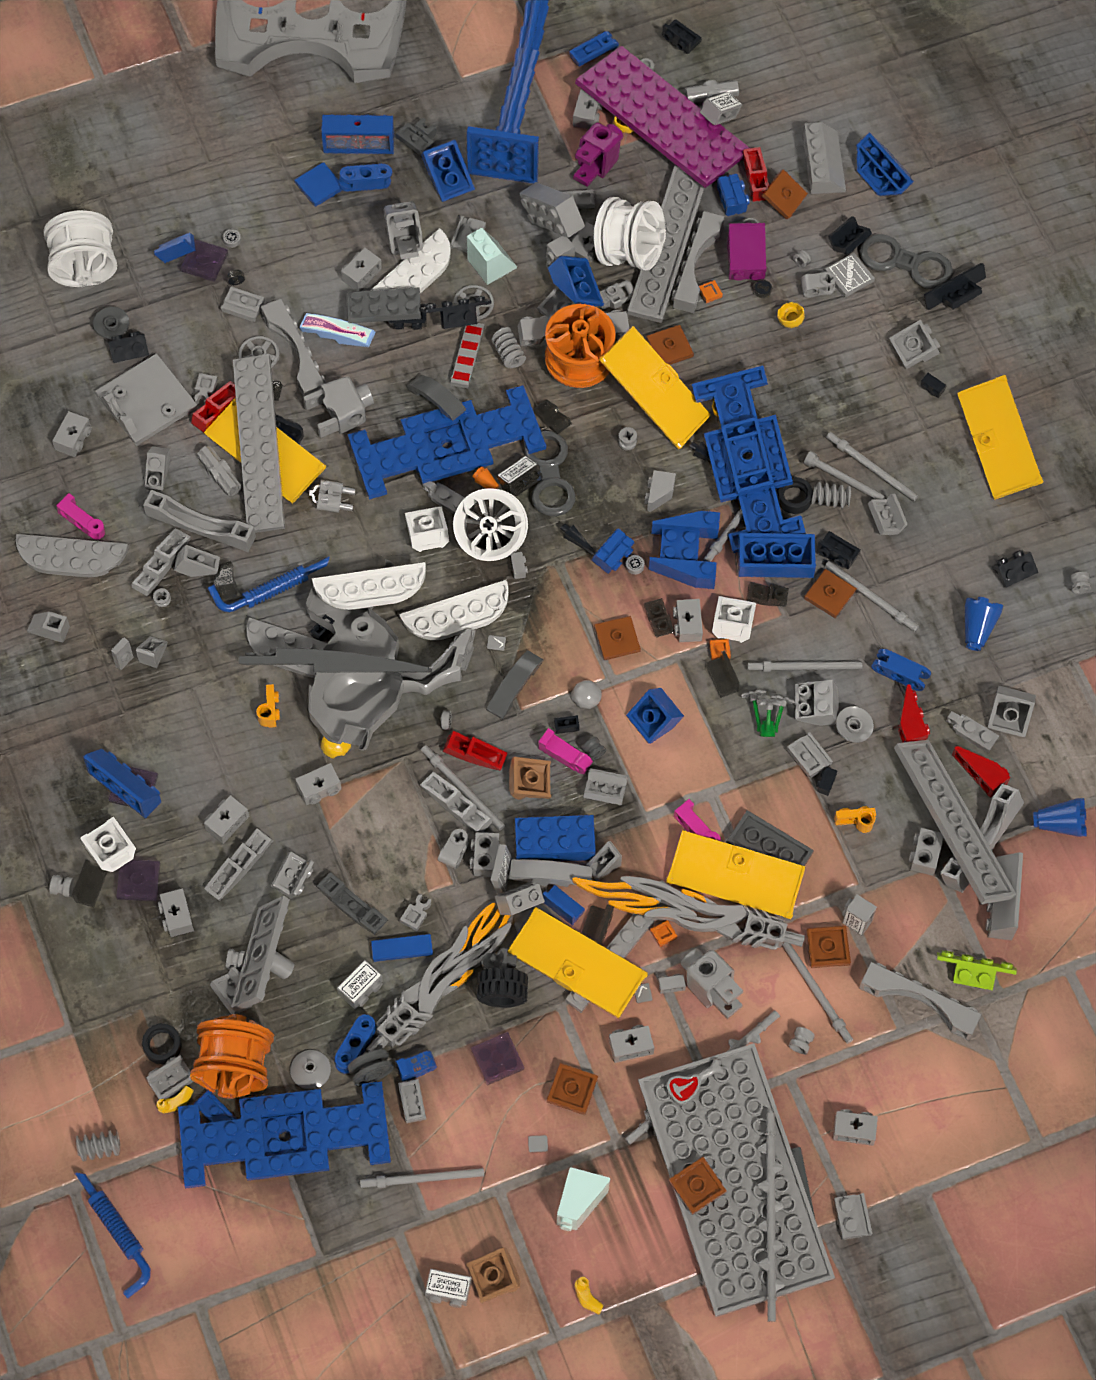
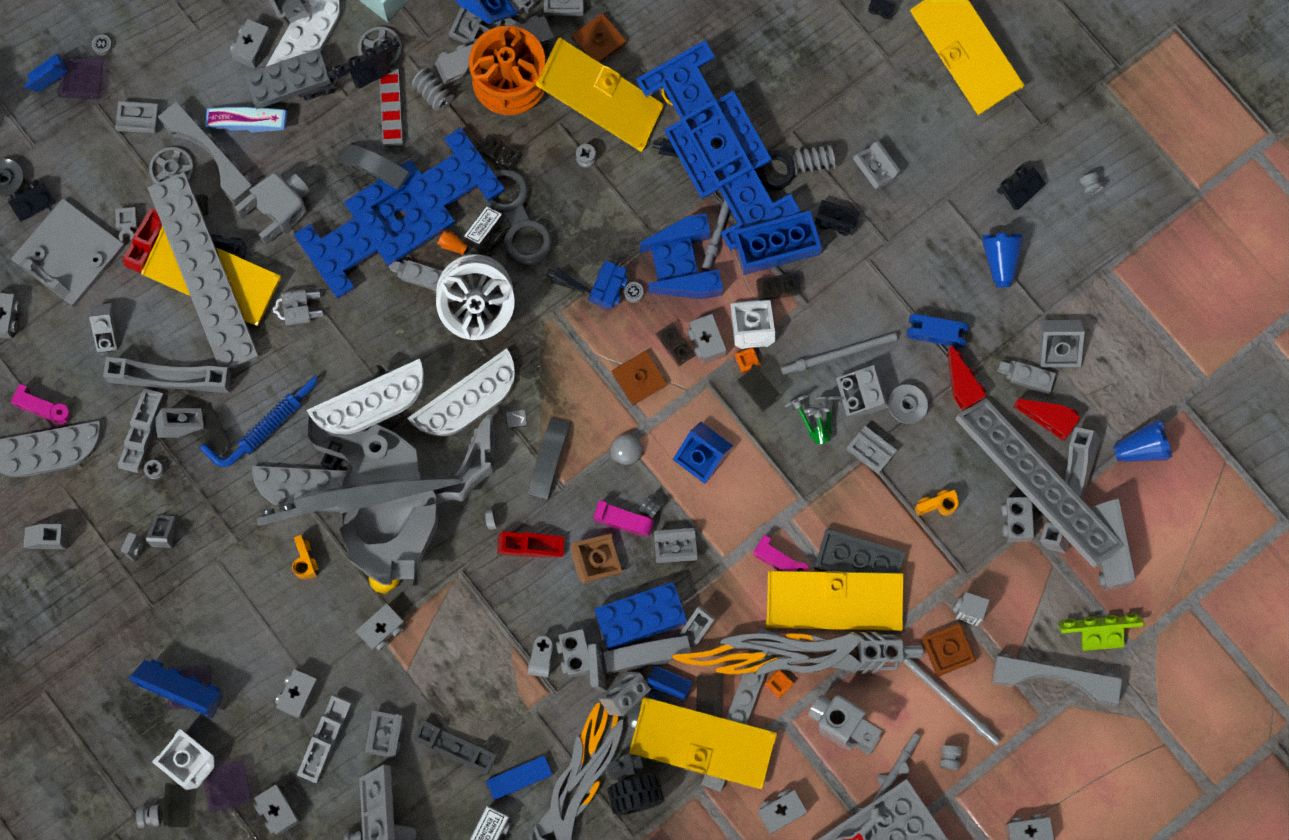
camera: 15 degrees left, 10 degrees up
(219, 470) = (170, 312): light grey piece -> none
(235, 277) = (120, 89): clear smoke tile -> none
(415, 915) = (521, 740): light grey plate -> none
(427, 528) = (407, 314): white slope -> none
(437, 761) = (495, 567): light grey bar -> none
(455, 803) = (527, 606): light grey slope -> none
(518, 566) = (515, 330): light grey piece -> none
(566, 724) = (615, 488): black piece -> none
(643, 993) = (778, 753): light grey sticker -> none
(661, 489) = (637, 202): light grey slope -> none
(672, 983) = (803, 735): light grey piece -> none
(812, 460) = (783, 126): light grey piece -> none
(826, 783) = (896, 474): black piece -> none
(830, 593) = (842, 267): dark orange plate -> none
(843, 445) = (809, 101): light grey bar -> none
(901, 617) = (921, 273): light grey bar -> none

